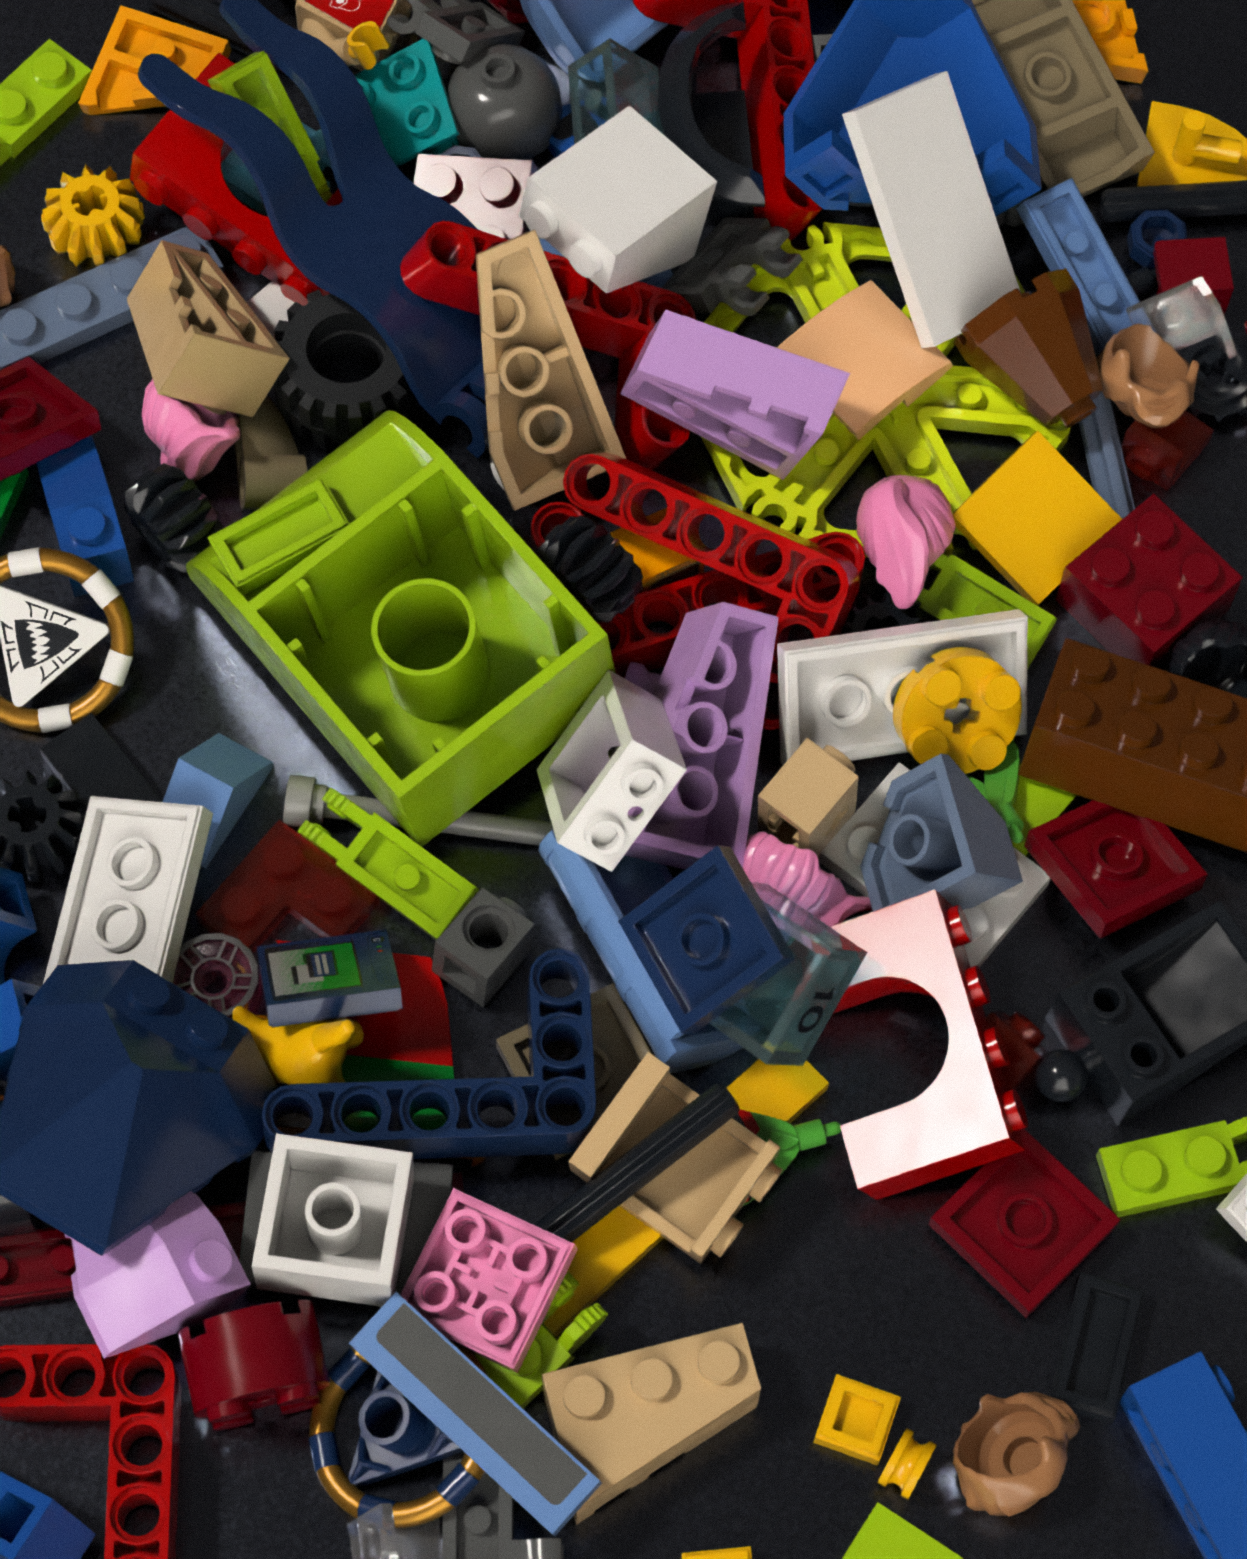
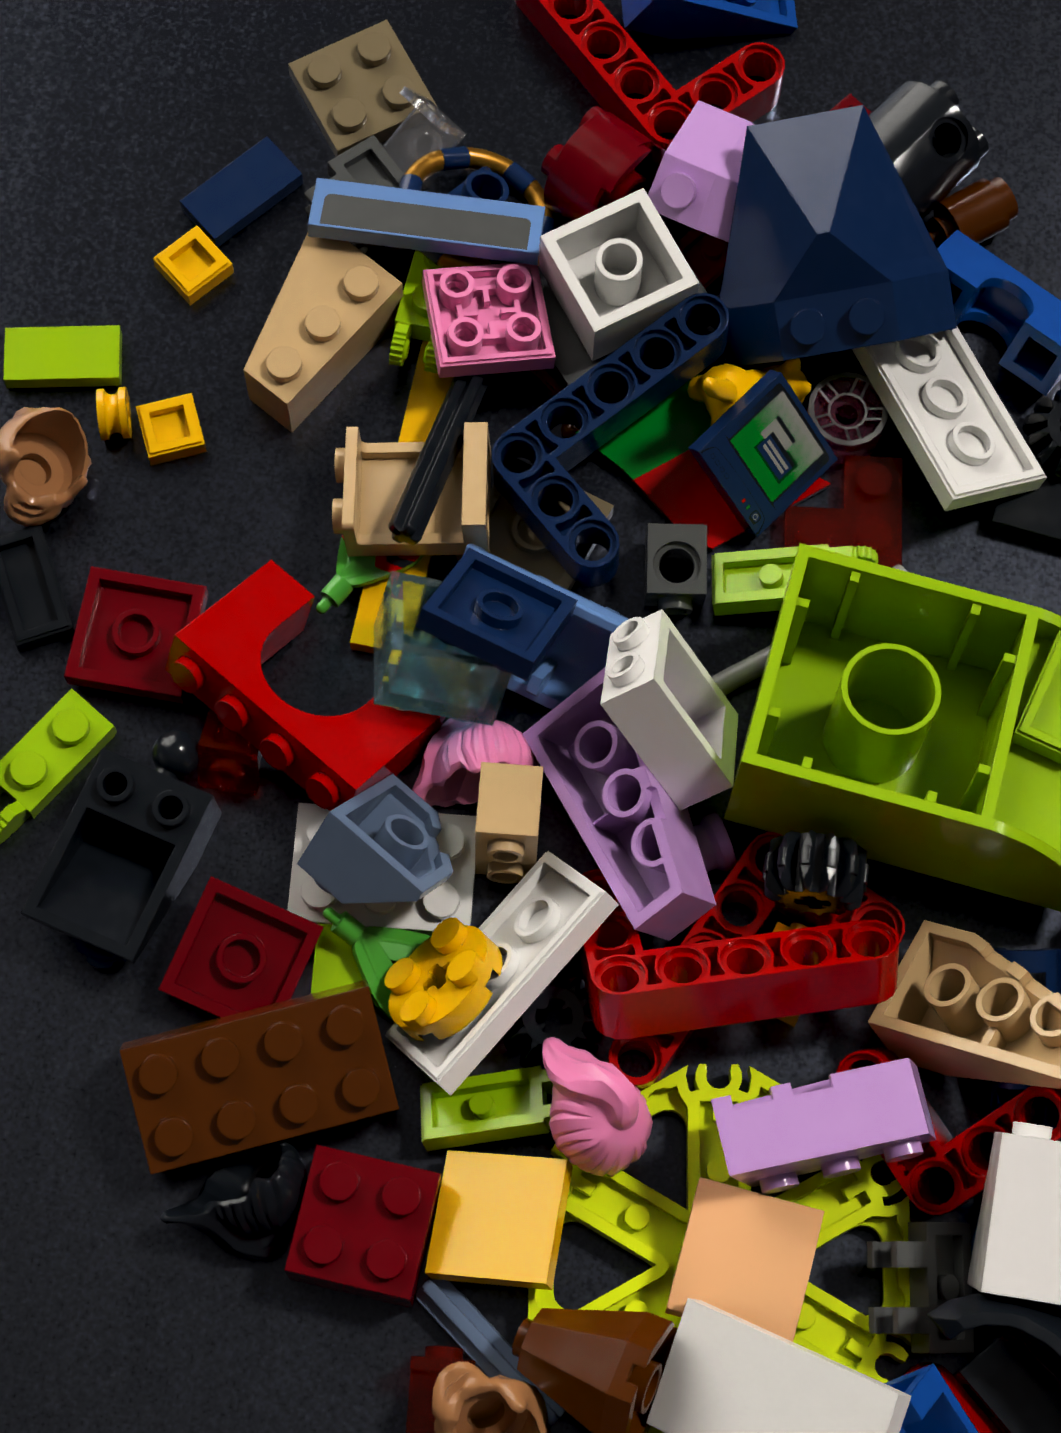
camera: 145 degrees right, 5 degrees up
(220, 778) = (968, 547): medium blue slope -> none

